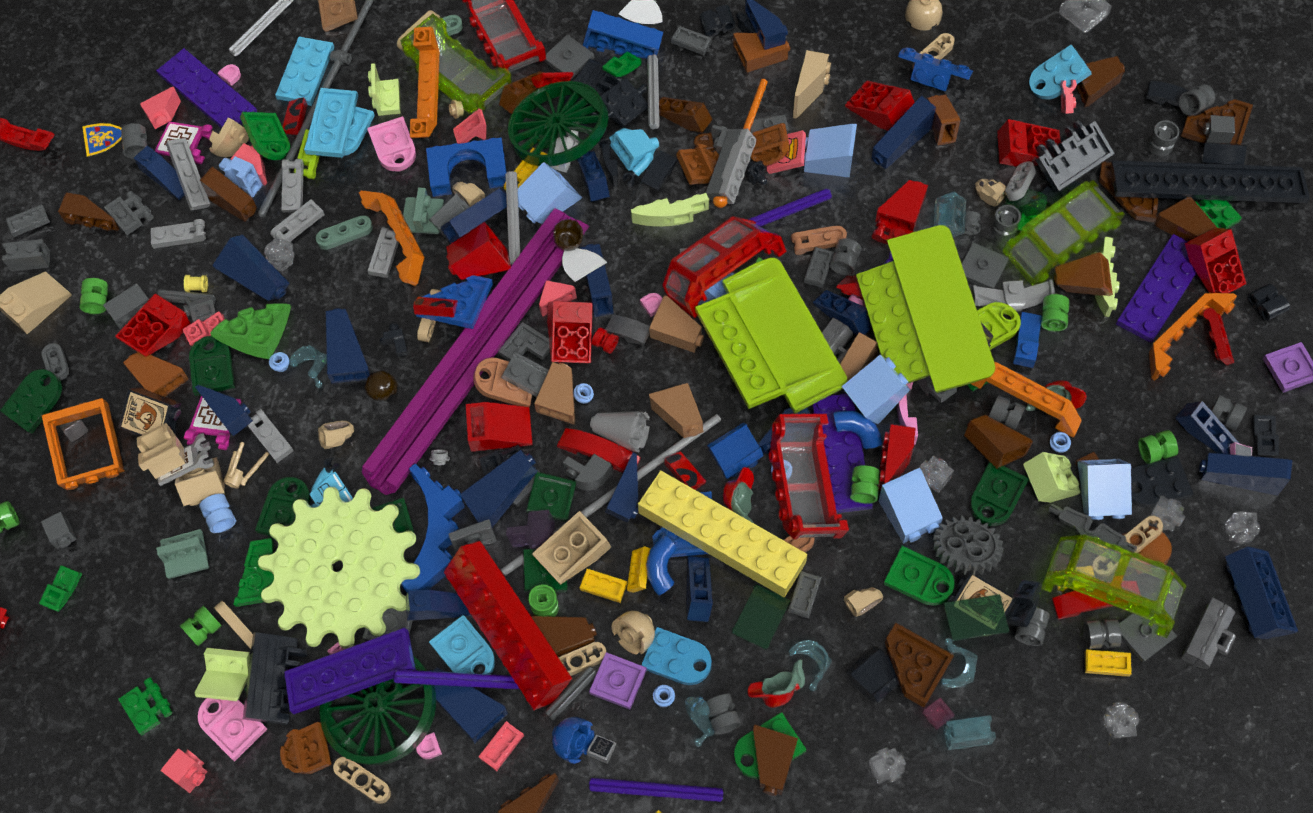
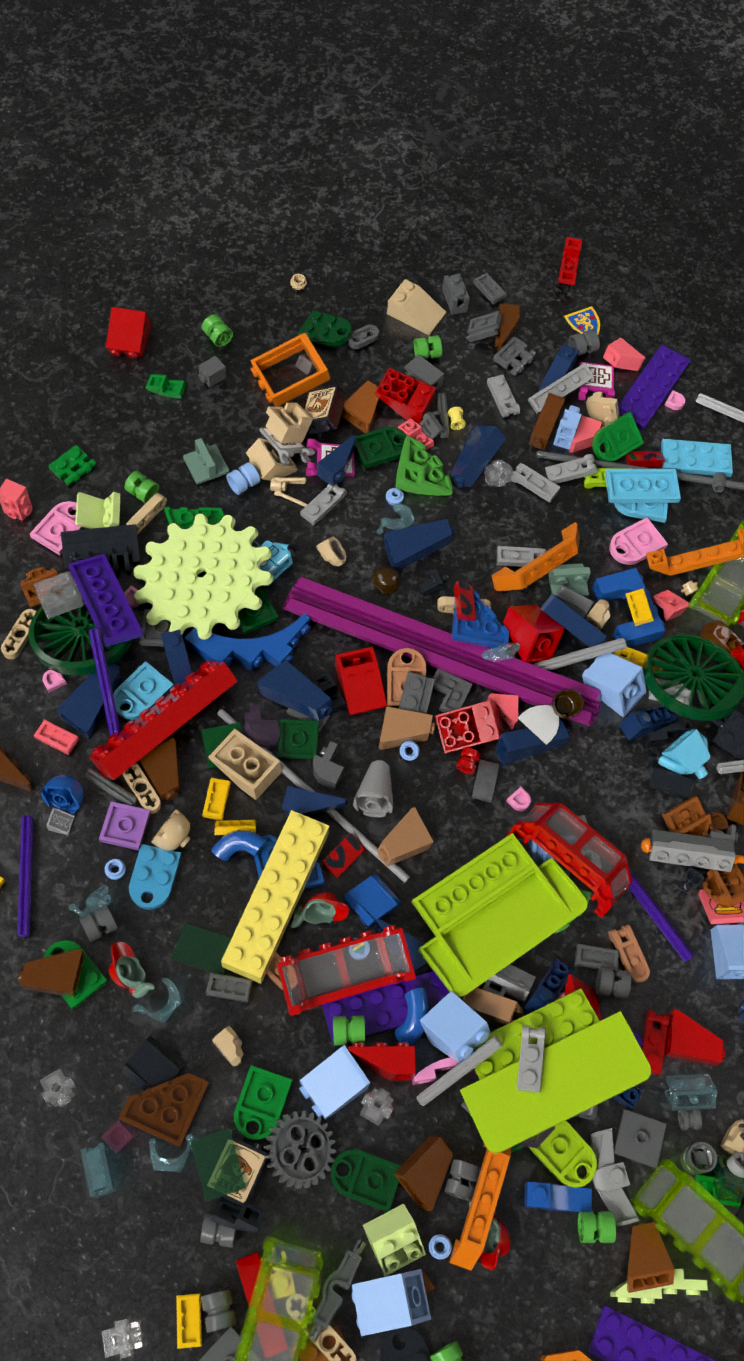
camera: 70 degrees right, 0 degrees up
(83, 233) = (484, 326): none -> dark grey plate
(280, 503) = (262, 521): dark green plate -> none
(339, 731) = (58, 594): none -> clear brick
(352, 232) = (538, 527): sand green plate -> none
(384, 93) = (688, 522): yellowish green bracket -> none
(439, 456) = (323, 638): light grey plate -> none
(471, 534) = (244, 677): dark grey plate -> none
(473, 153) = (639, 607): none -> yellow plate
(499, 285) = (502, 652): none -> clear light blue helmet
(543, 601) = (191, 748): bright green wheel -> none
(590, 444) = (353, 772): red slope -> none
(665, 214) = (621, 795): yellowish green slope -> none
(675, 327) = (497, 821): medium nougat slope -> none
(699, 589) = (222, 884): dark blue slope -> none
(915, 392) = (459, 1070): none -> light grey axle
(918, 322) = (531, 1060): none -> light grey plate

